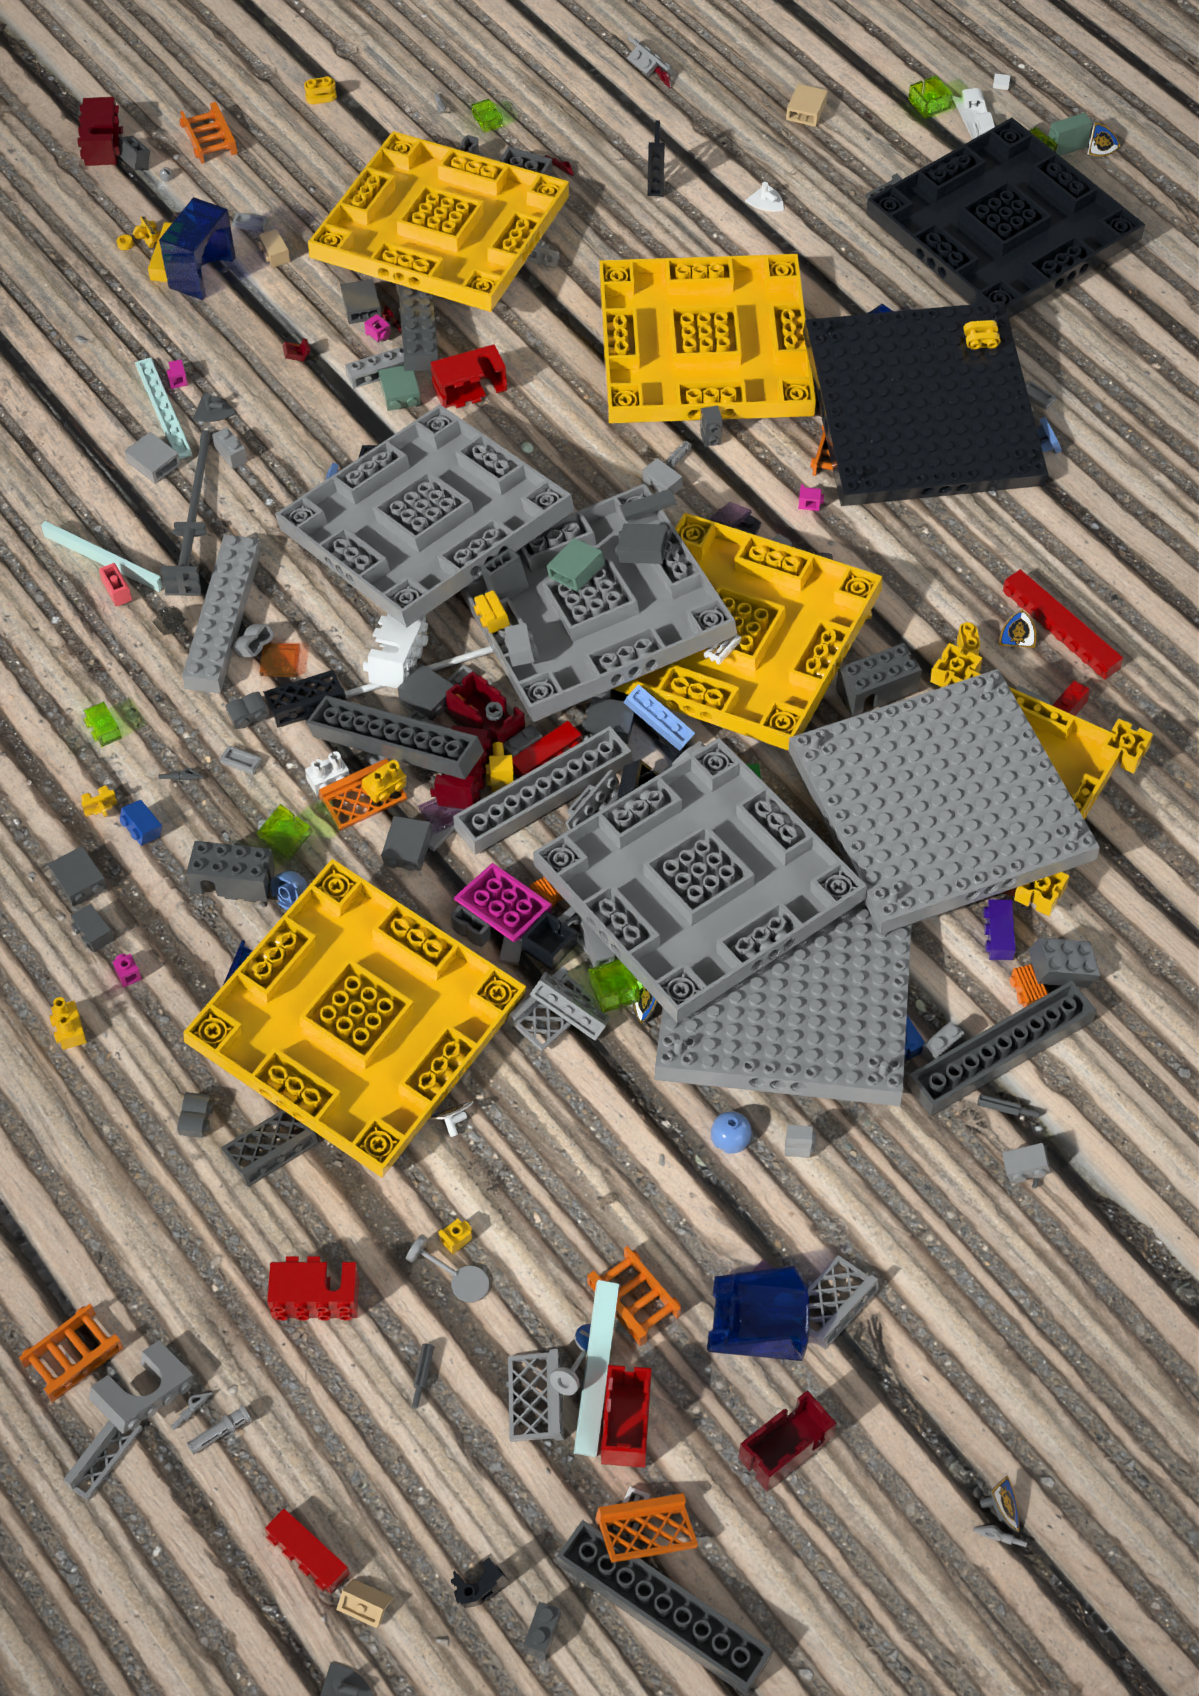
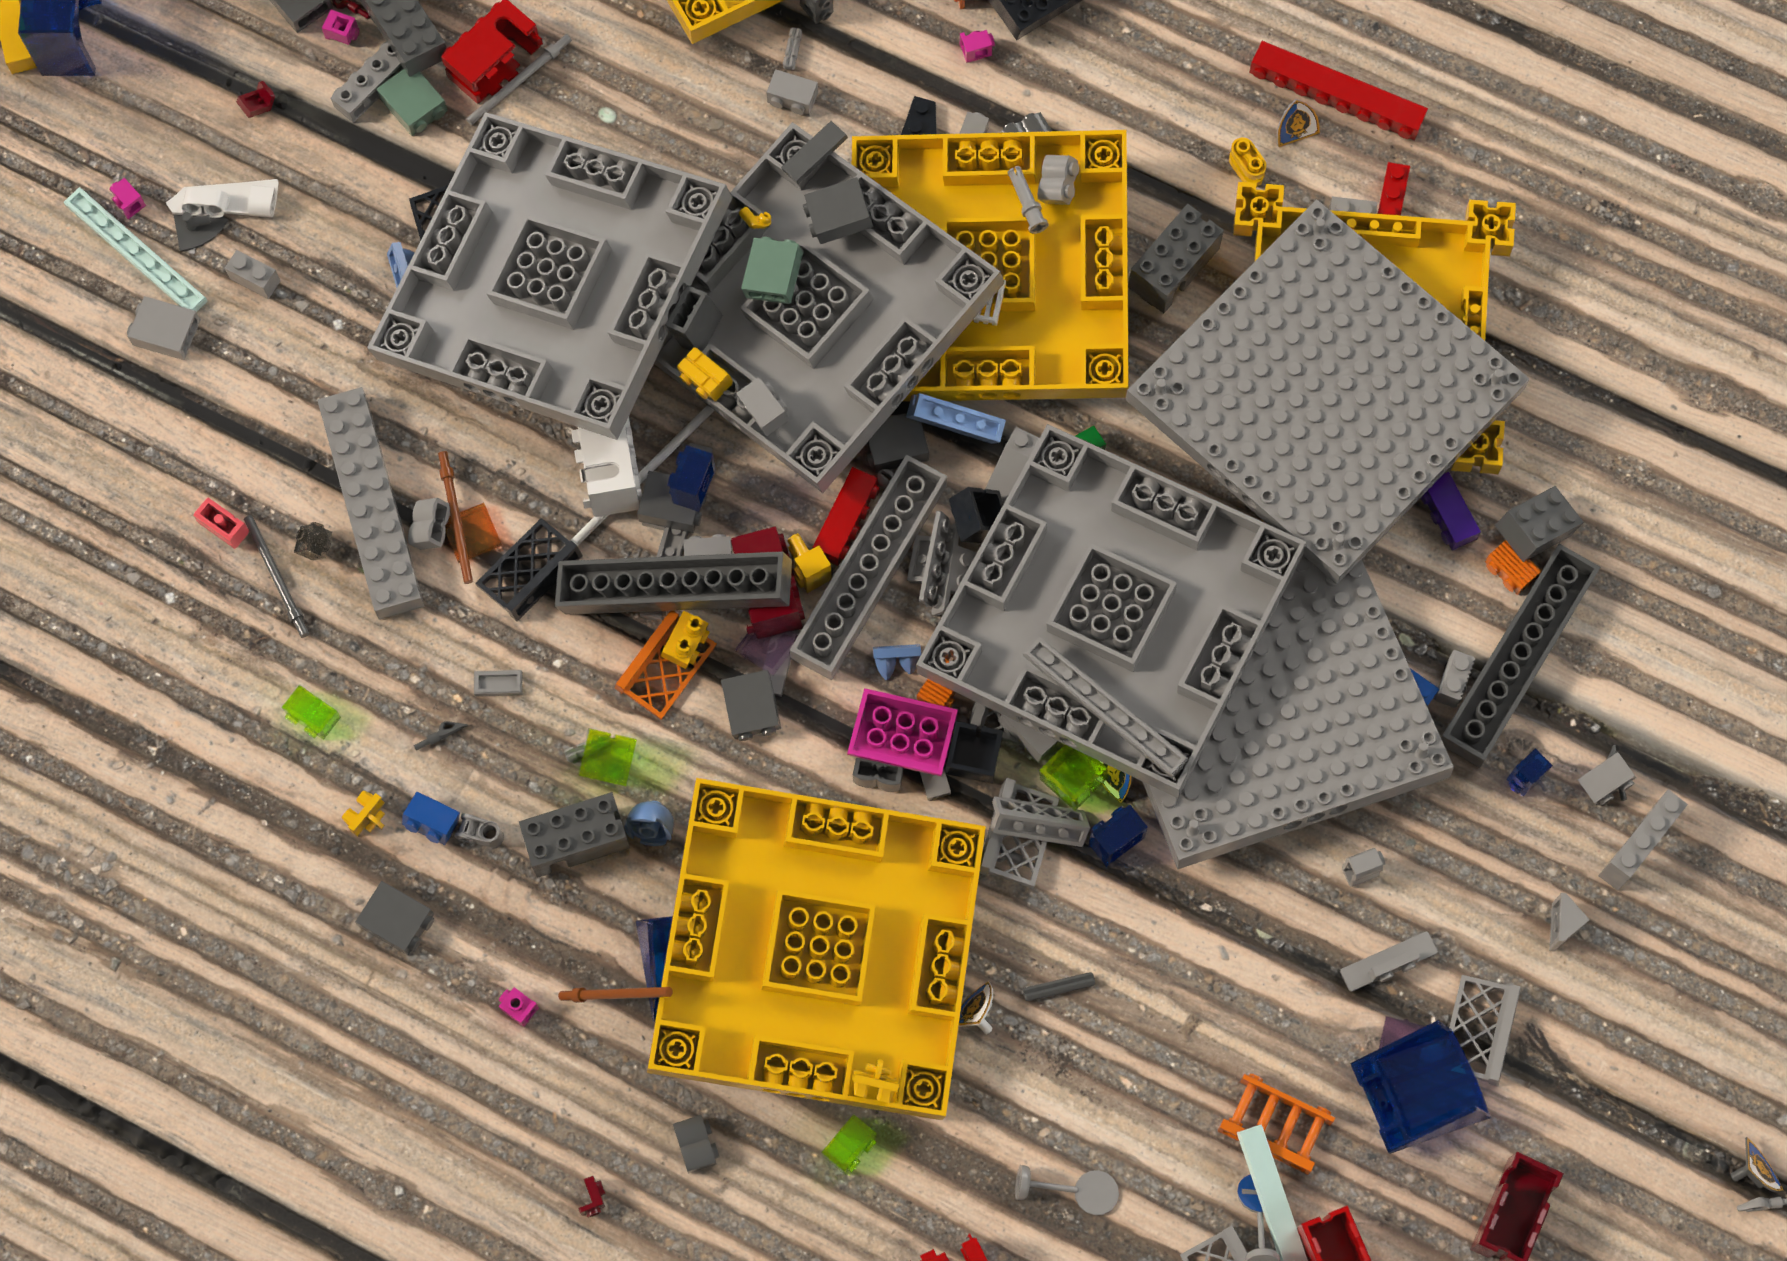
camera: 25 degrees left, 15 degrees up
(67, 1023) = (491, 1105): yellow brick -> none
(92, 928) = (449, 975): dark grey brick -> none
(101, 556) = (180, 490): light aqua tile -> none
(104, 1116) = (595, 1191): none -> dark red bracket
(130, 660) = (294, 613): none -> dark grey bar
(167, 845) = (475, 829): none -> light grey piece
(174, 979) = (580, 995): none -> dark orange bar
(184, 579) = (298, 481): dark grey piece -> none
(247, 710) = (472, 617): dark grey brick -> none
(250, 403) = (242, 198): none -> white panel
(277, 1155) = (810, 1153): dark grey fence -> none
(283, 618) = (447, 476): none -> dark orange bar
(305, 1165) = (849, 1145): none -> clear neon green brick
(326, 772) = (612, 658): white brick -> none
(333, 1113) = (864, 1080): none -> yellow hips
(445, 673) = (691, 478): none -> clear blue brick
(452, 1241) = (1054, 1155): yellow brick -> none
(469, 703) = (753, 499): dark red piece -> none
(497, 714) = (767, 497): dark grey bush -> none
(510, 395) = (551, 52): none -> light grey bar
(521, 740) = (813, 518): dark grey brick -> none
(521, 856) = (886, 658): none -> medium blue tile
(523, 1127) = (1059, 986): none -> dark grey axle
(582, 532) = (755, 222): none -> yellow arm
(623, 1039) = (1118, 834): none -> clear blue brick
(654, 933) = (1105, 707): none -> light grey tile
(731, 515) = (896, 107): piece -> none
(731, 1132) = (1277, 895): medium blue cylinder -> none
(784, 598) = (1030, 208): none -> light grey pin
(785, 1220) = (1386, 962): none -> light grey bracket
(815, 590) = (1058, 179): none -> light grey brick
(939, 1250) = (1565, 920): none -> light grey slope
(965, 1131) = (1528, 772): none -> clear blue brick
(1004, 1106) = (1550, 720): dark grey axle -> none
(1053, 1203) = (1643, 840): none -> light grey arch

